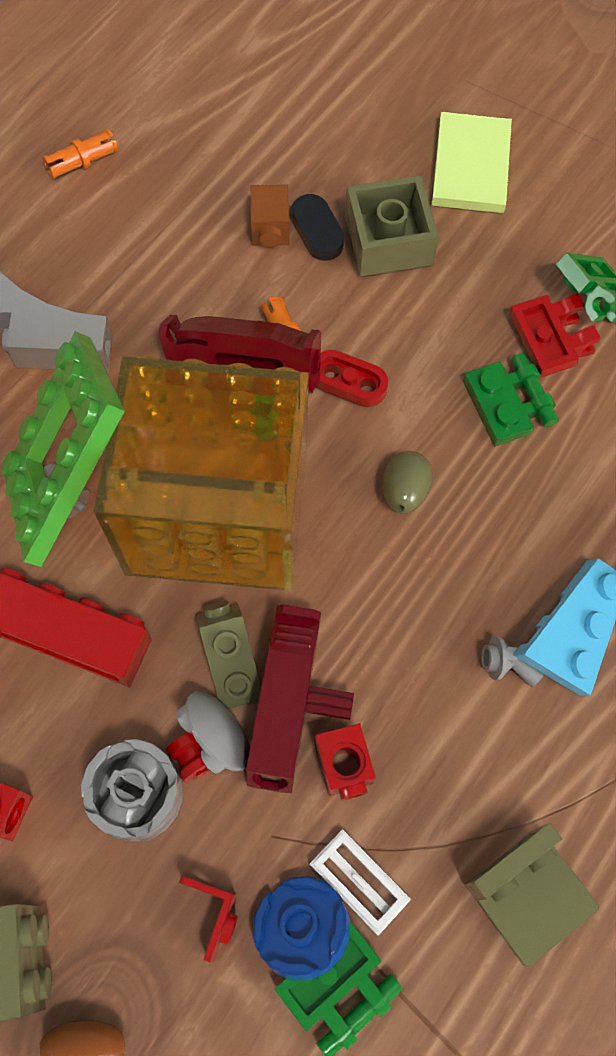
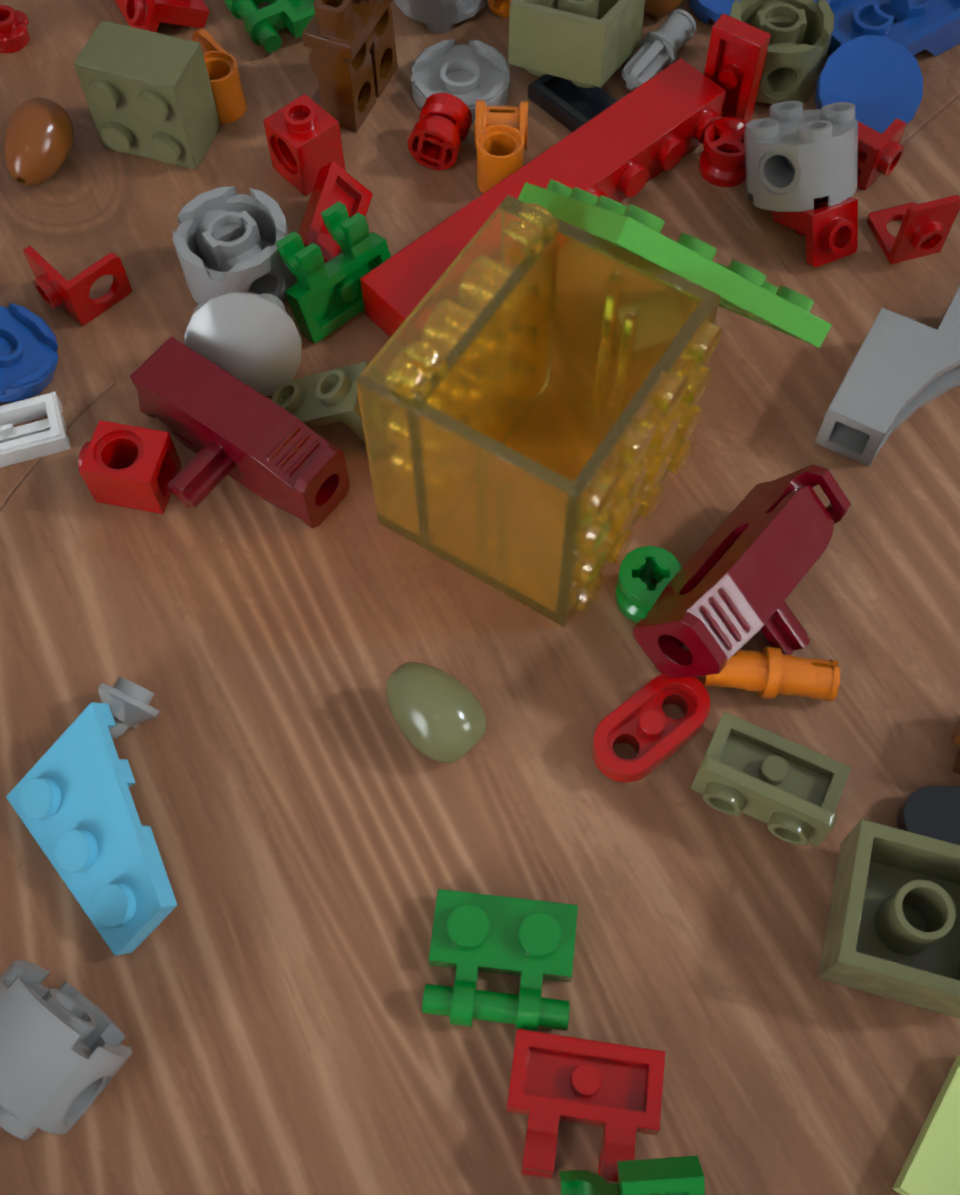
camera: 120 degrees right, 5 degrees down
(61, 744) = (331, 186): none -> red plate
(105, 695) = (331, 291): none -> green plate
(349, 312) = (771, 781): none -> olive bracket

